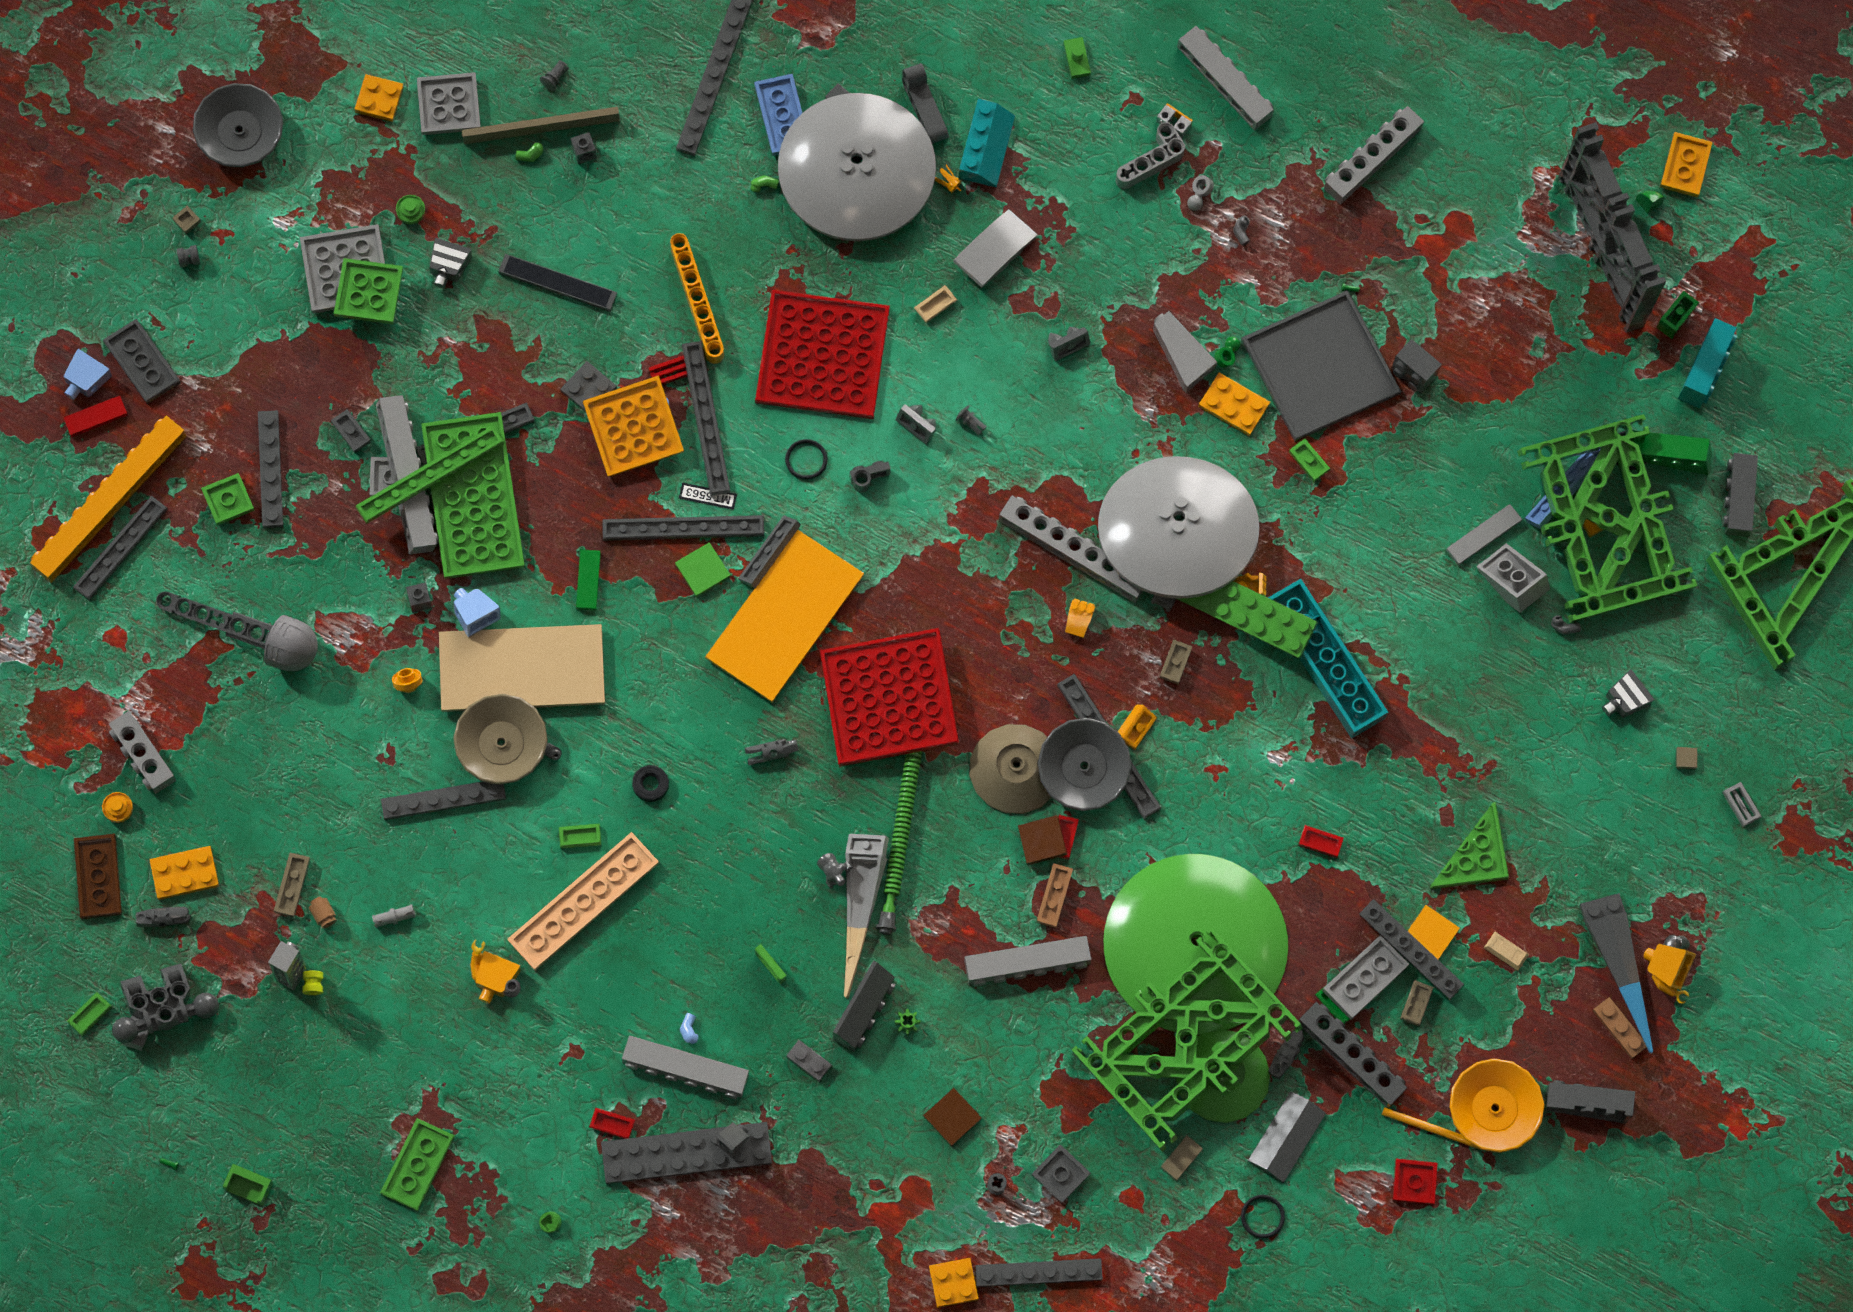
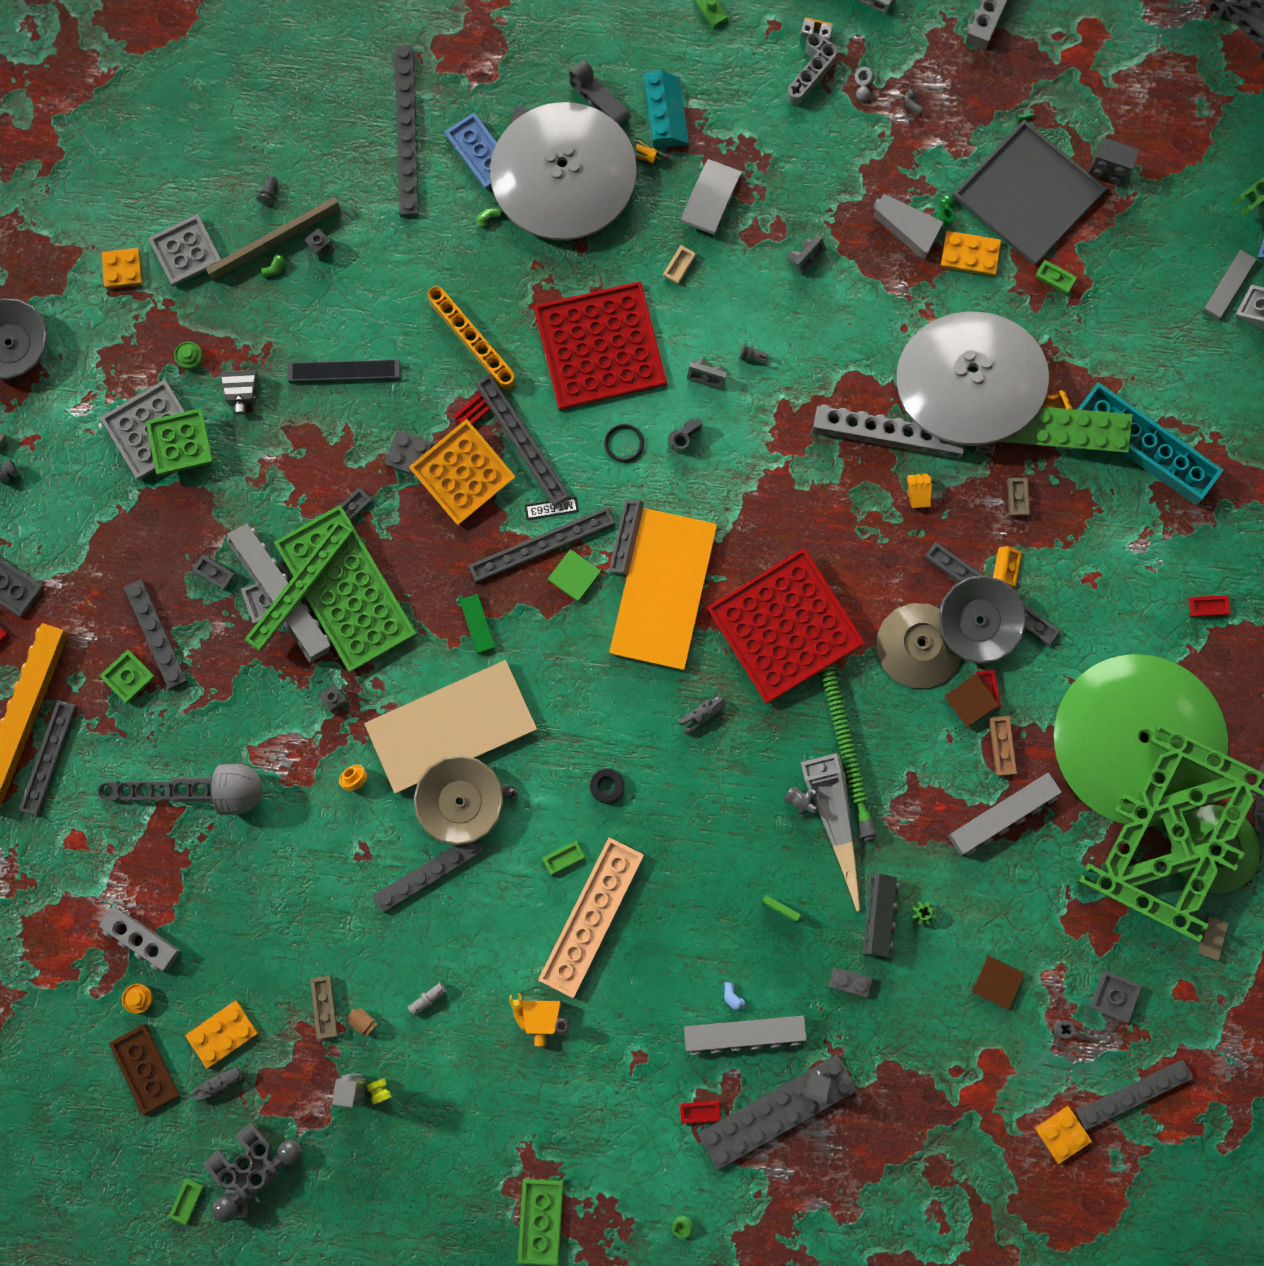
camera: 15 degrees left, 5 degrees up
(475, 610) = (388, 691): light blue torso -> none

